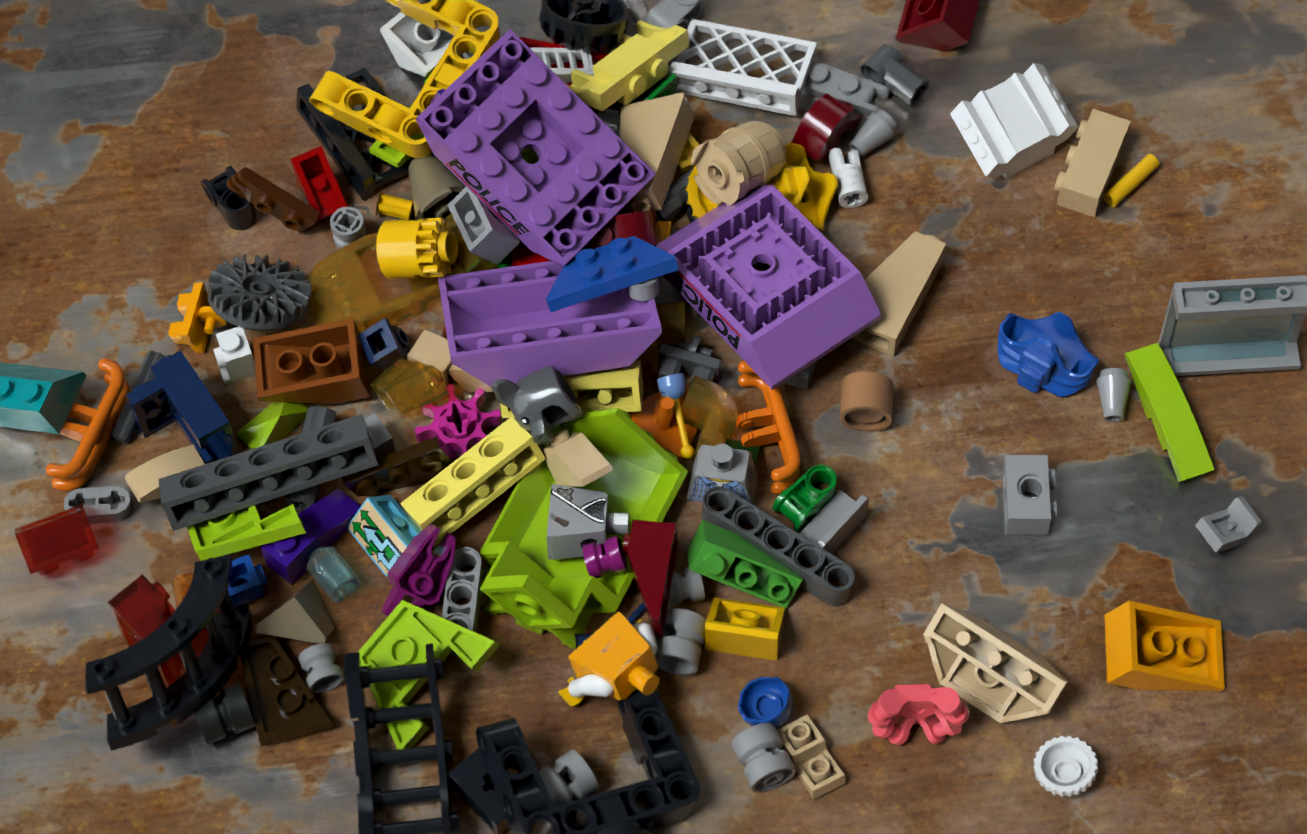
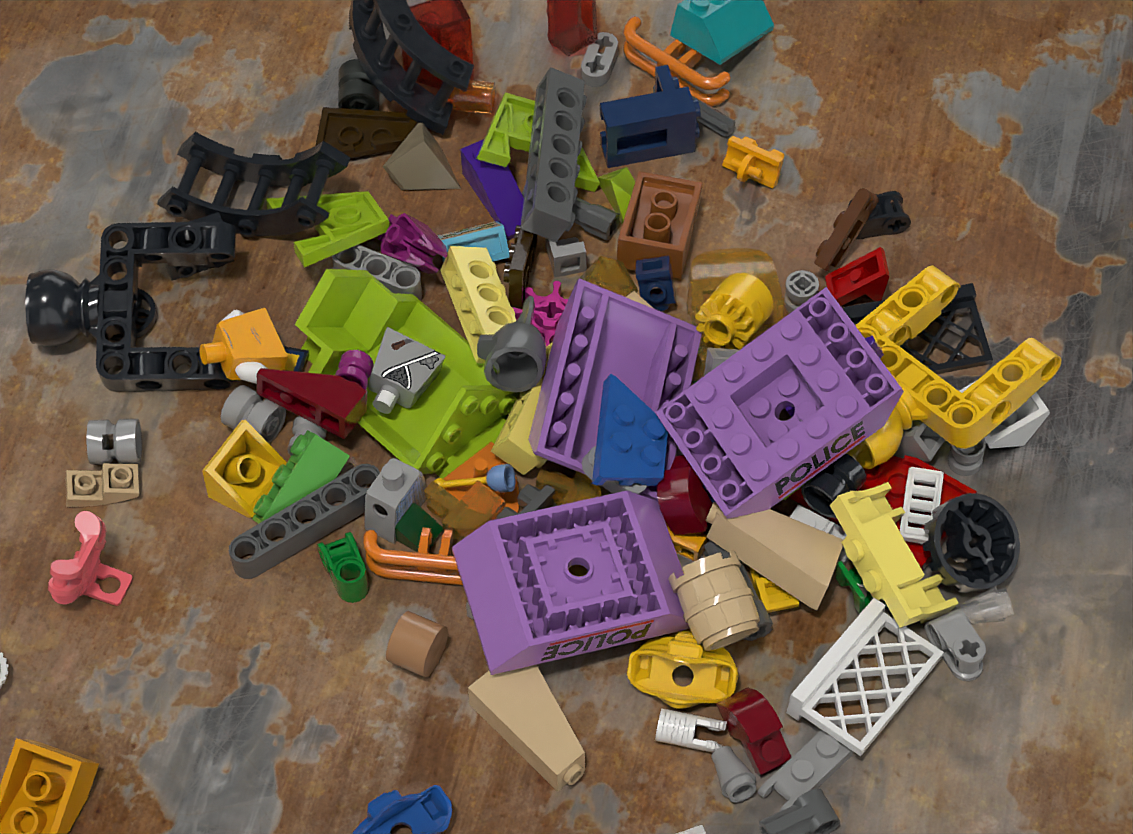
camera: 110 degrees right, 5 degrees down
(144, 478) = (598, 91): tan slope -> none
(234, 355) = (702, 168): white brick -> none
(246, 581) = (471, 130): blue brick -> none
(259, 294) = (752, 202): dark grey wheel -> none
(320, 665) = (366, 164): light grey wheel -> none
(332, 573) = (451, 193): clear light blue brick -> none
(574, 460) = (447, 373): tan slope -> none
(576, 771) = (171, 294): light grey wheel -> none
(766, 702) = (161, 461): blue hair -> none
(836, 521) = (310, 579): light grey panel -> none
(990, 667) = (101, 649): tan wedge -> none
(1022, 513) = (242, 734): light grey brick -> none

